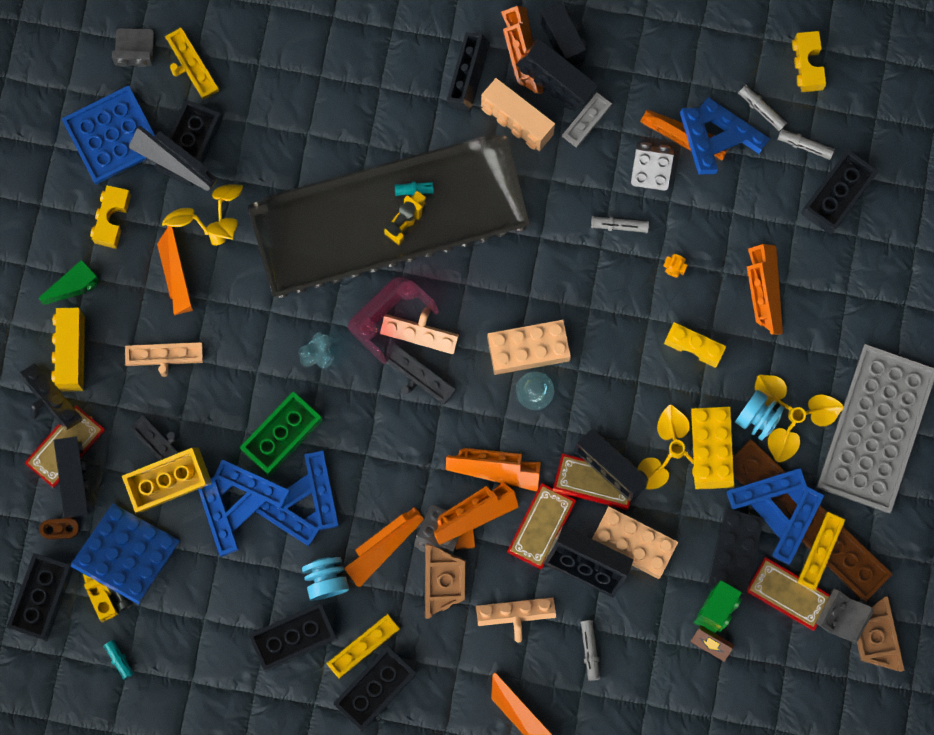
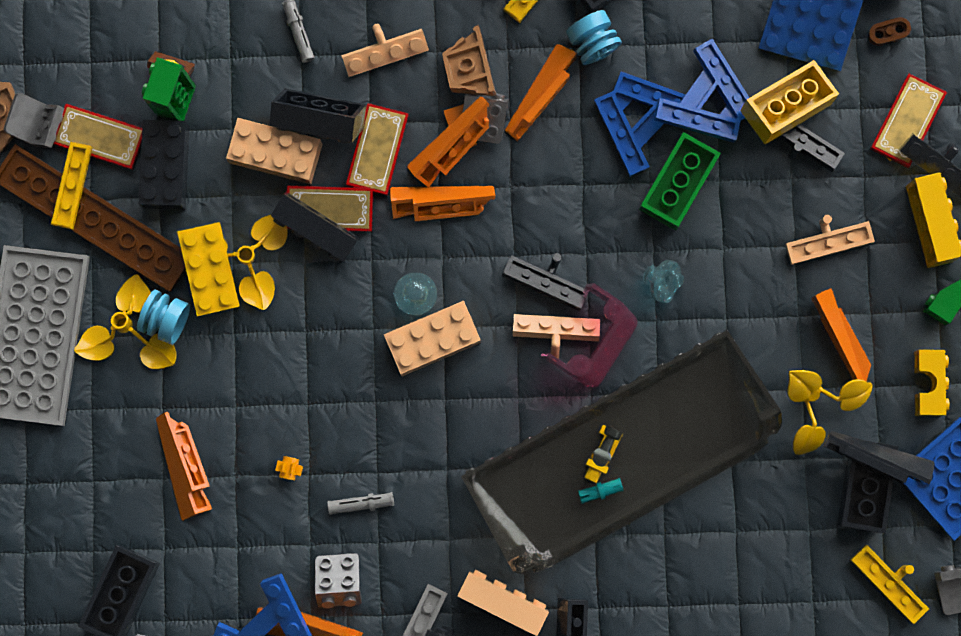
camera: 175 degrees right, 5 degrees up
(70, 477) = (892, 80): black brick -> none
(688, 340) = (250, 382): yellow arch -> none
(759, 497) = (107, 198): blue plate -> none

